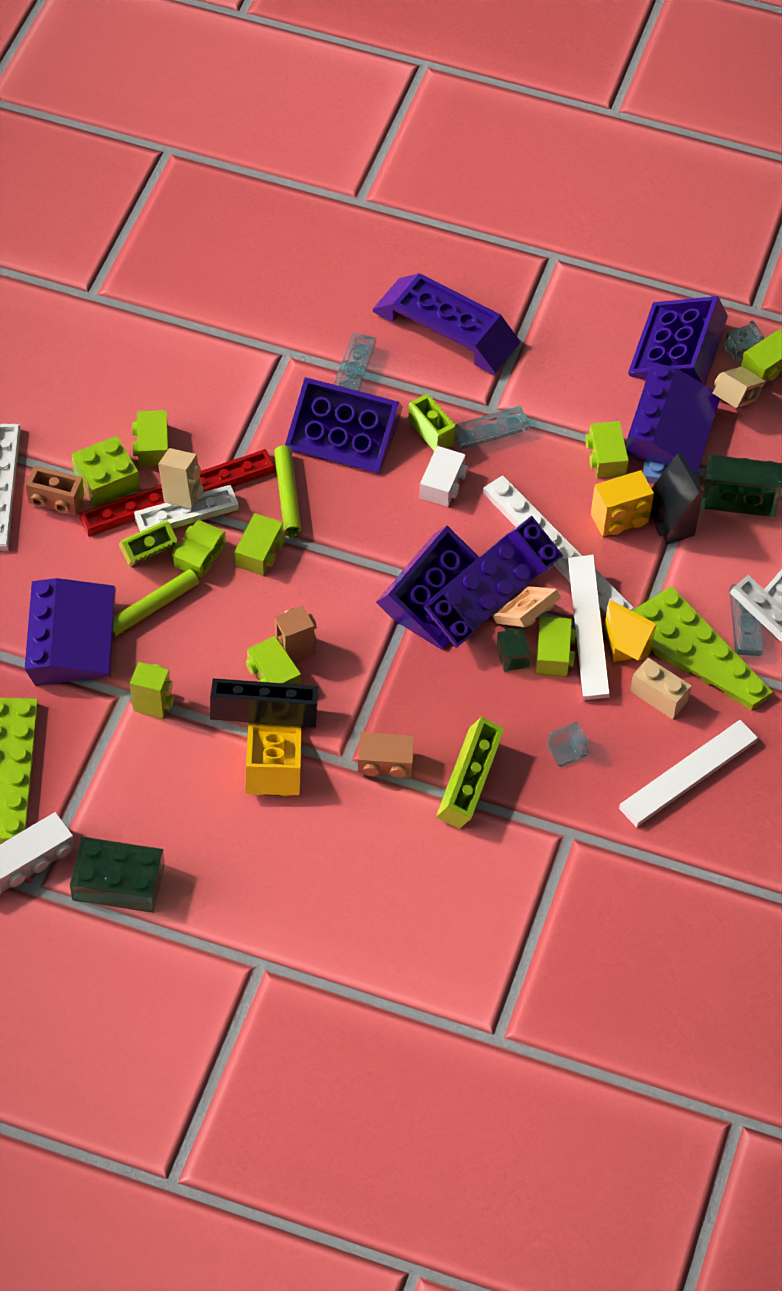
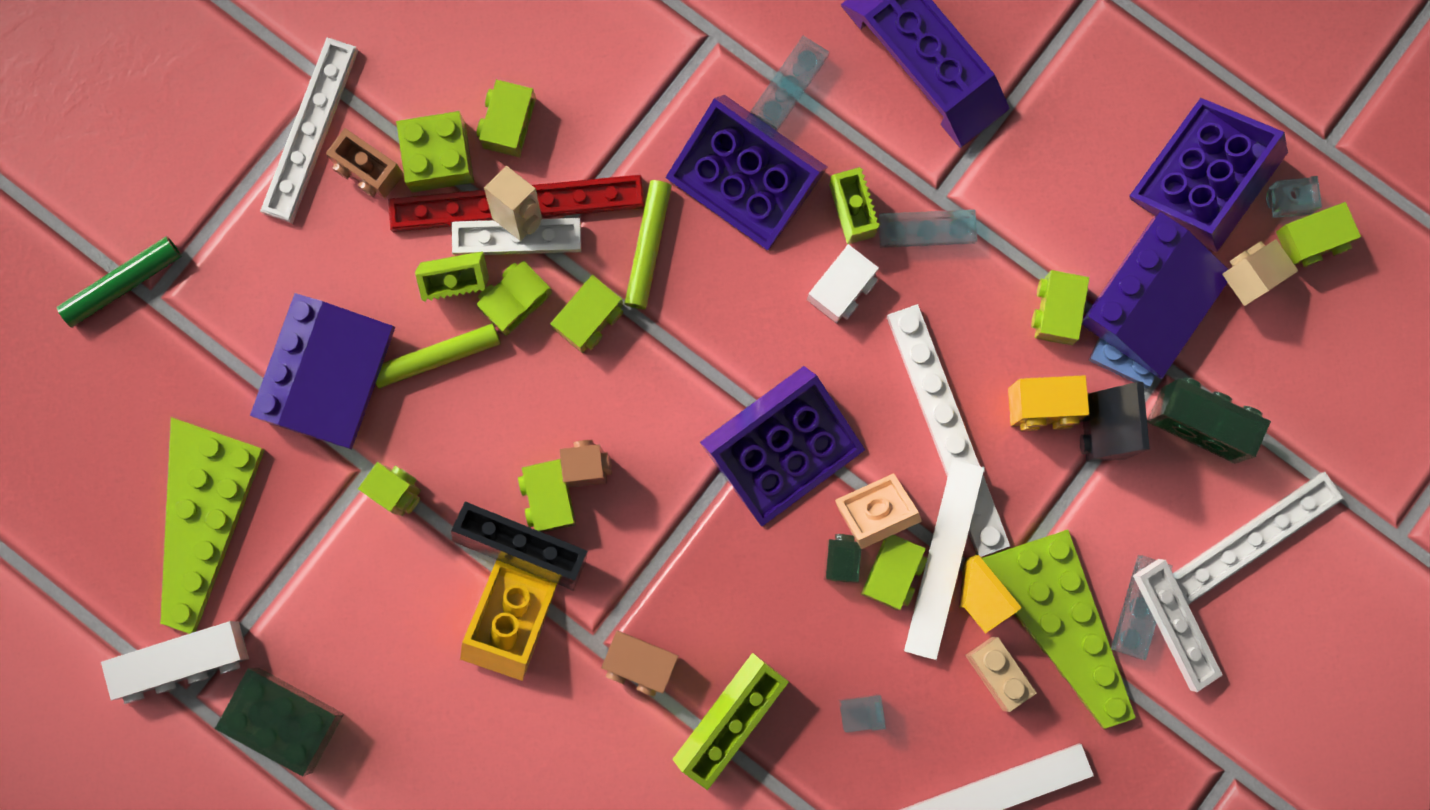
camera: 20 degrees right, 25 degrees up
(492, 580) = (843, 463): dark purple slope -> none

